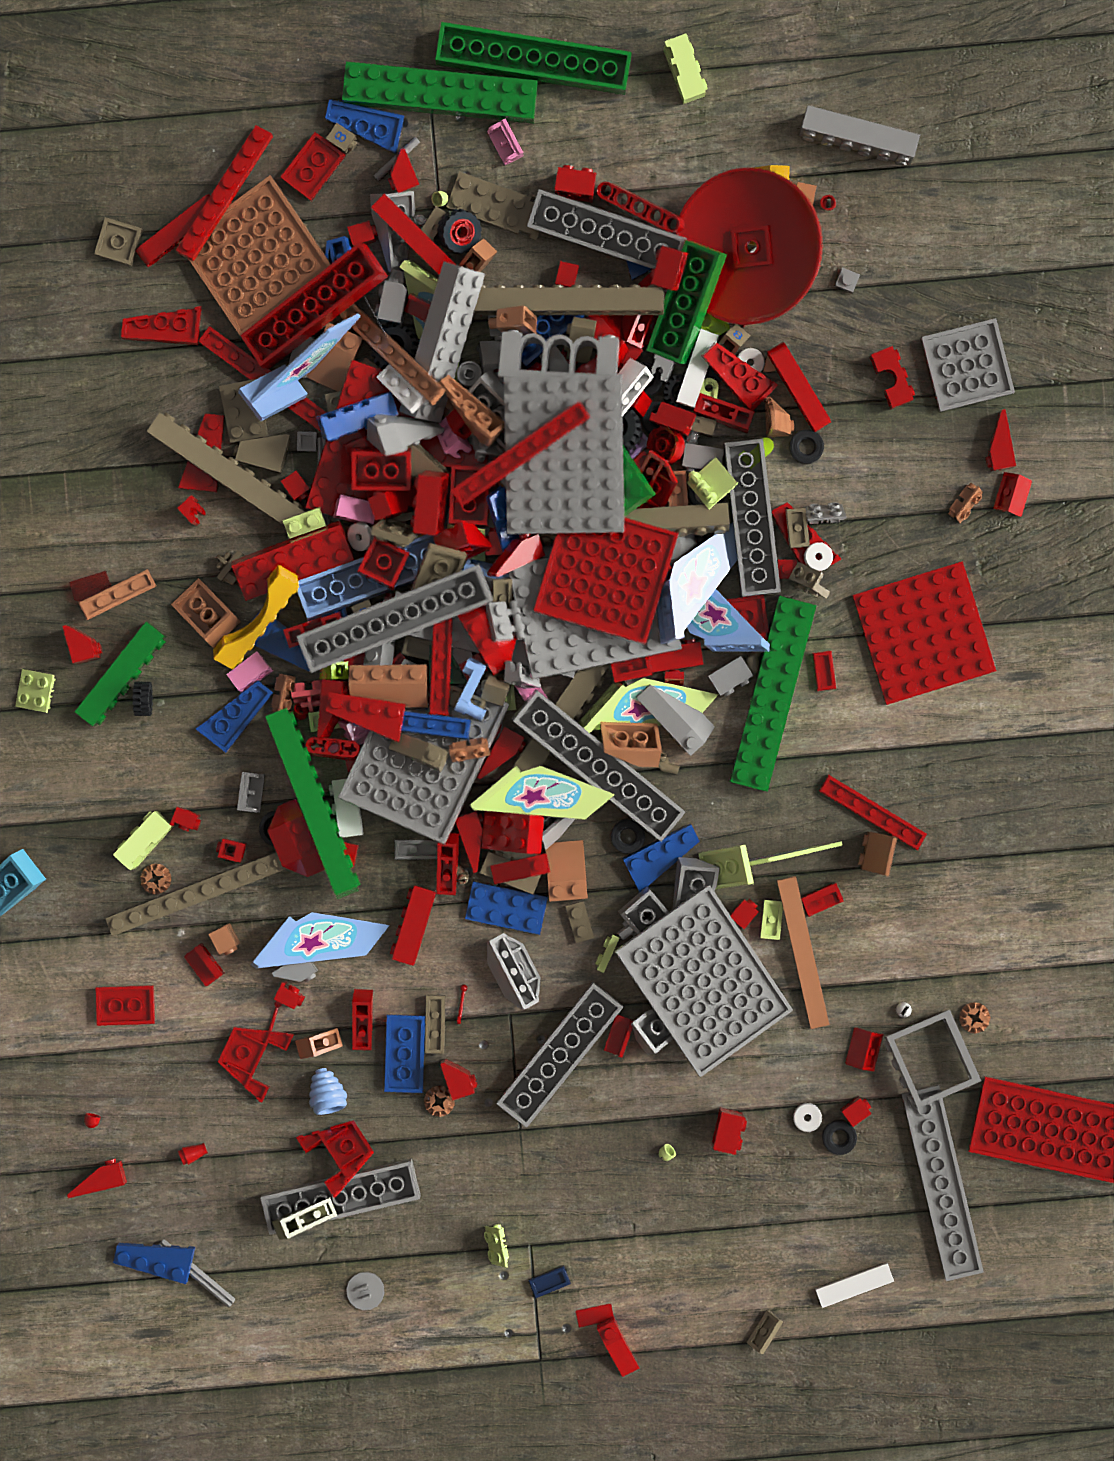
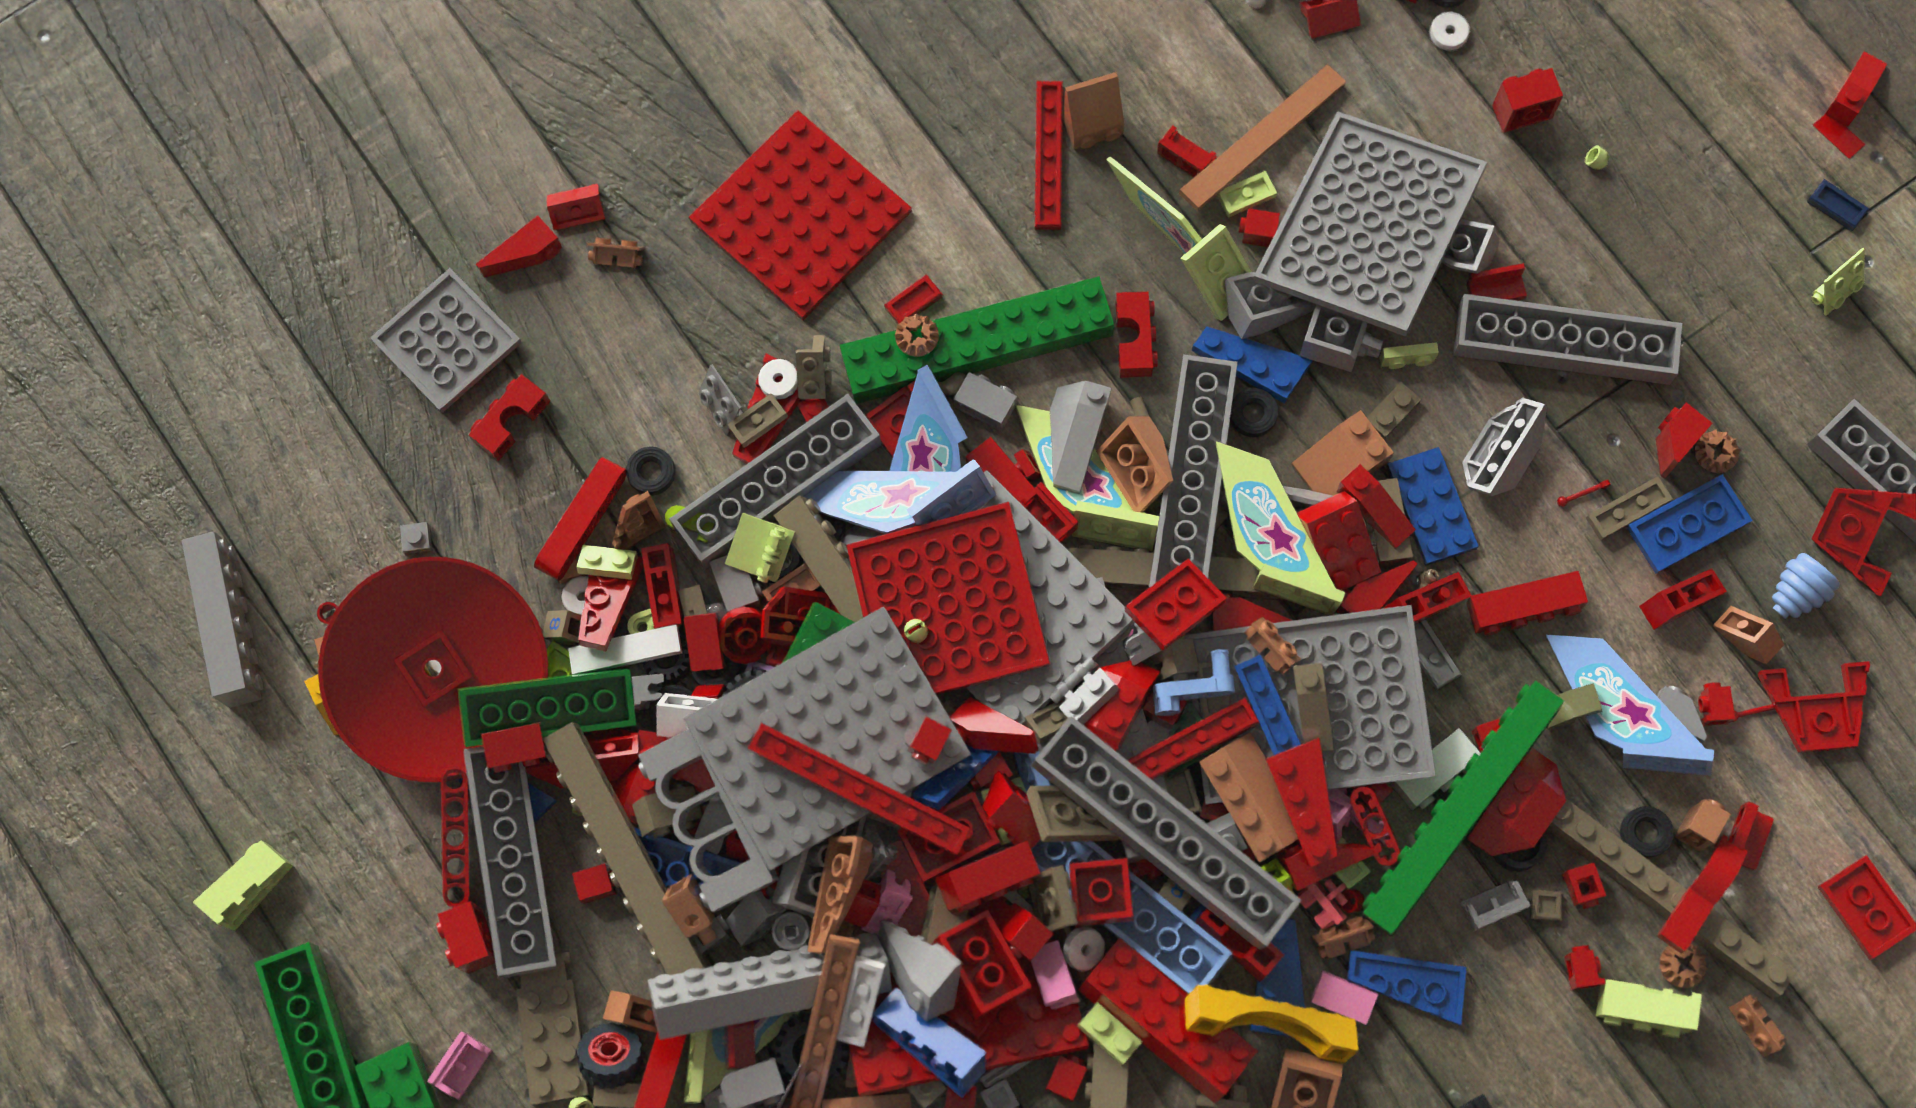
camera: 115 degrees left, 15 degrees down
(107, 897) = (1764, 1036): none -> nougat hinge
(184, 910) = (1702, 895): none -> red piece
(229, 907) = (1656, 817): none -> black tyre
(233, 822) = (1546, 905): none -> dark tan tile
(336, 911) = (1577, 704): none -> olive slope
(524, 704) = (1175, 604): none -> red plate
(525, 511) = (929, 741): none -> red brick
(595, 544) = (918, 635): none -> yellowish green hinge
(704, 787) = (1136, 357): none -> red arch
(760, 387) = (607, 562): none -> yellowish green plate
(783, 653) = (920, 346): none -> nougat gear

